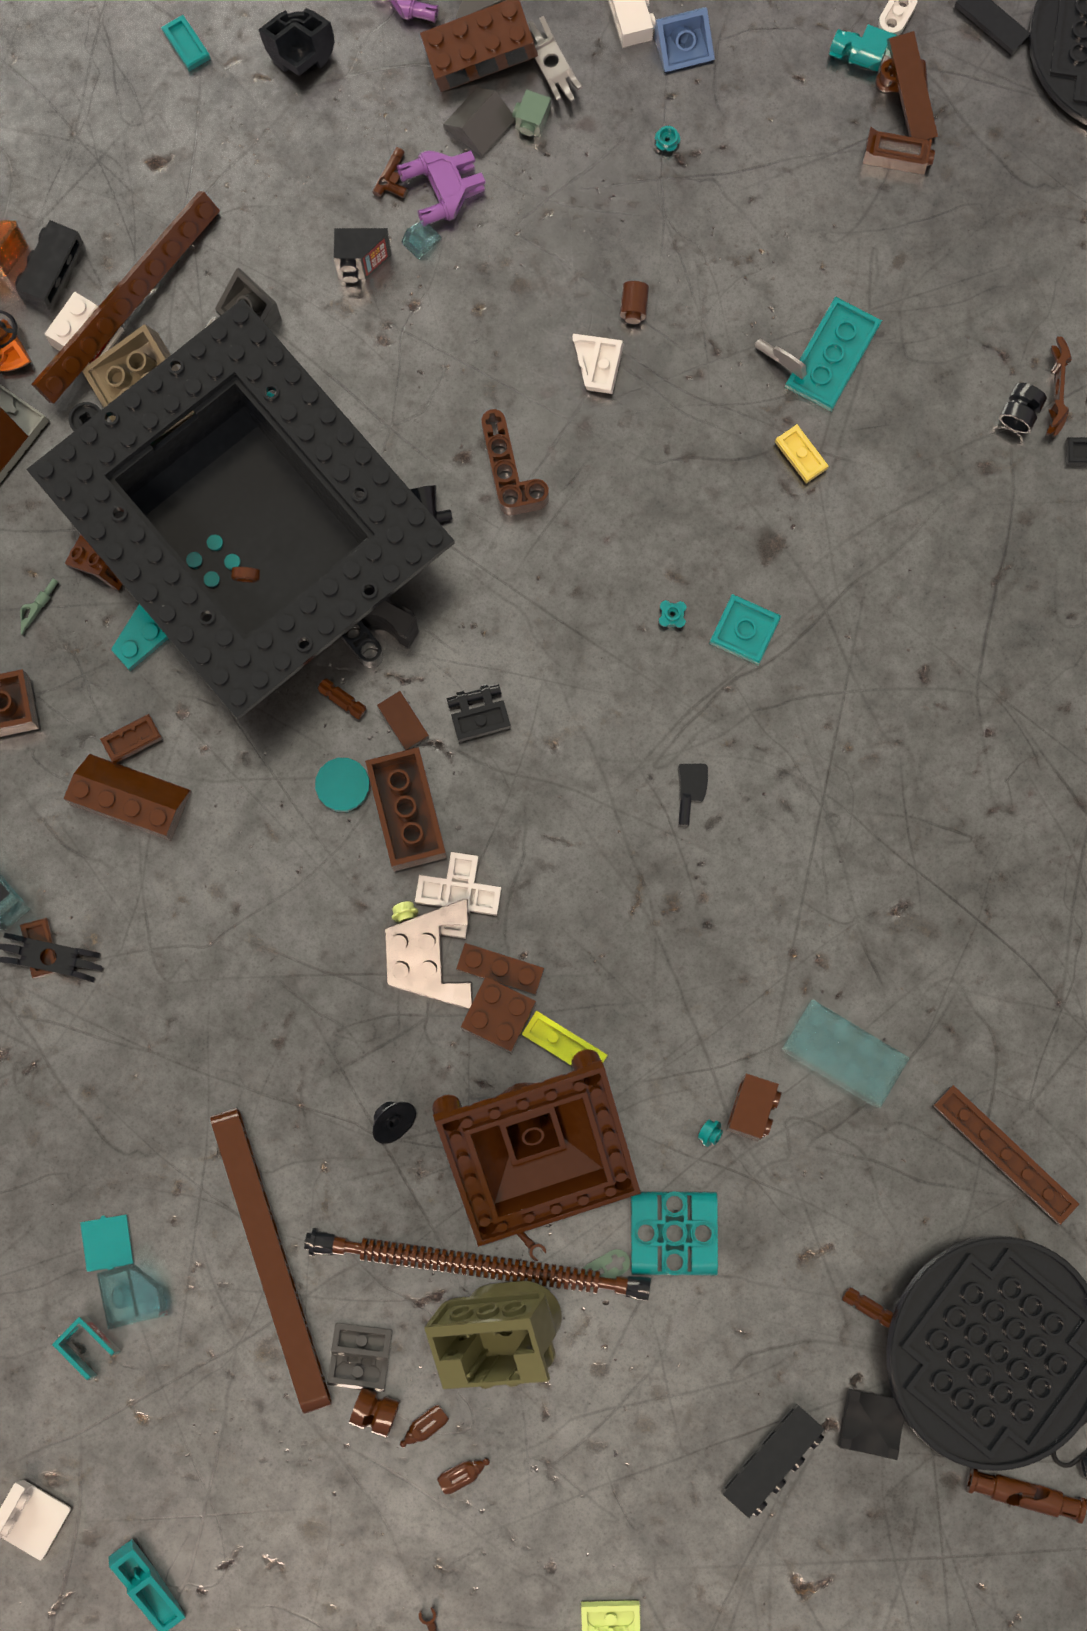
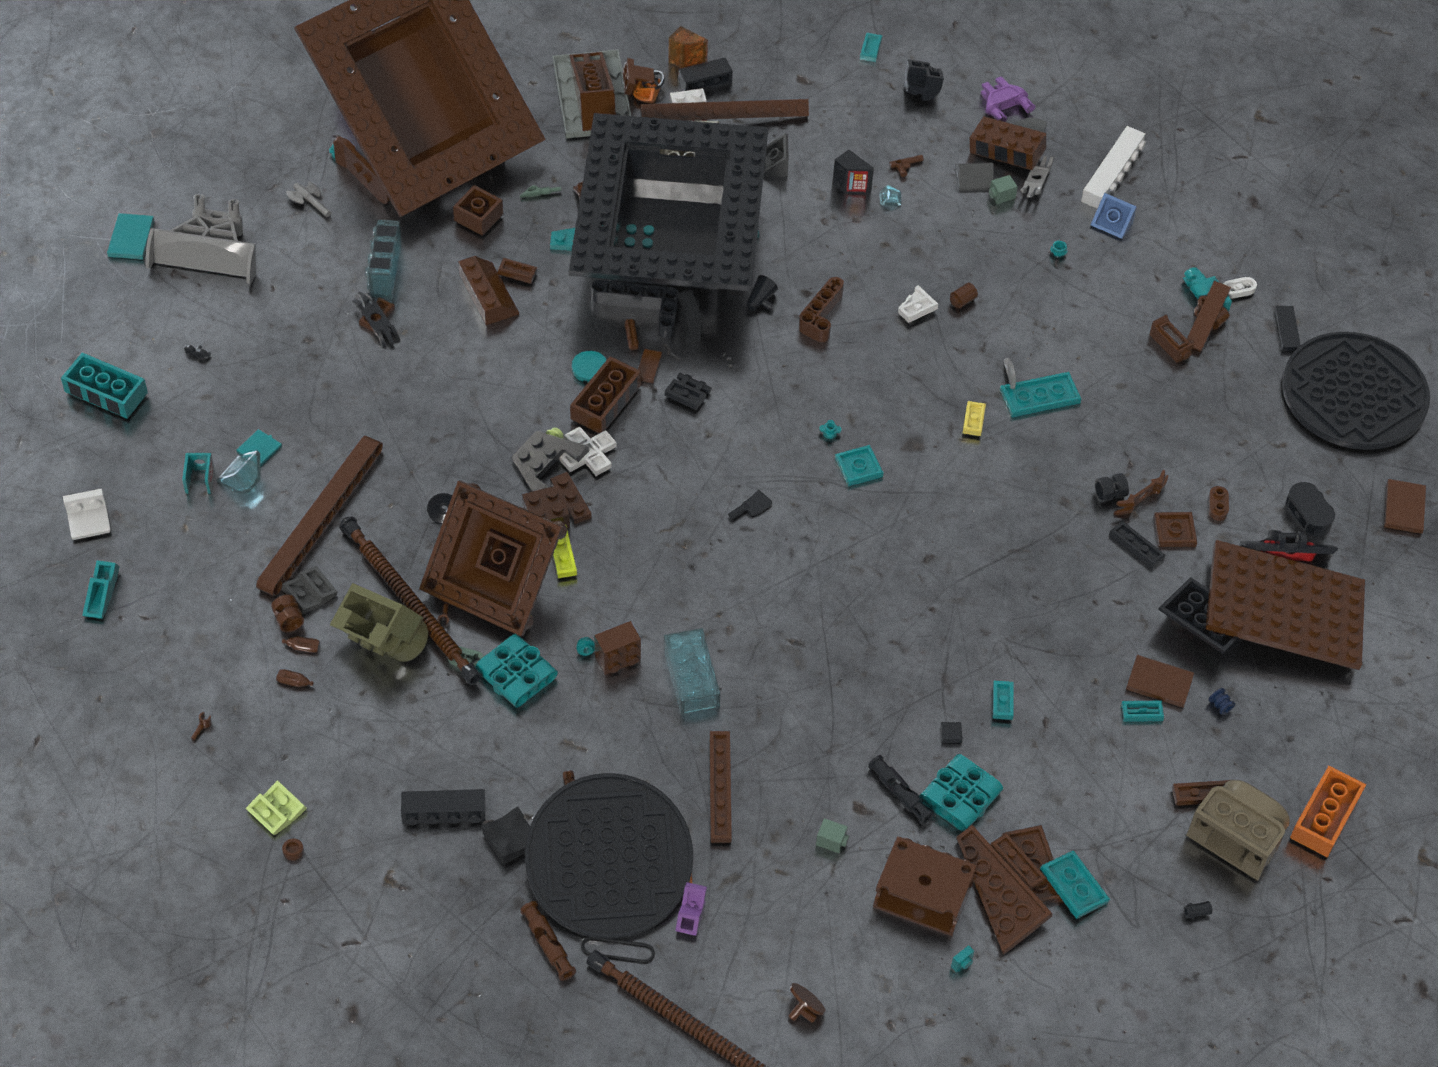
camera: 40 degrees right, 25 degrees down
(245, 574) = (639, 218): reddish brown tile -> none
(446, 182) = (931, 186): medium lavender connector -> none

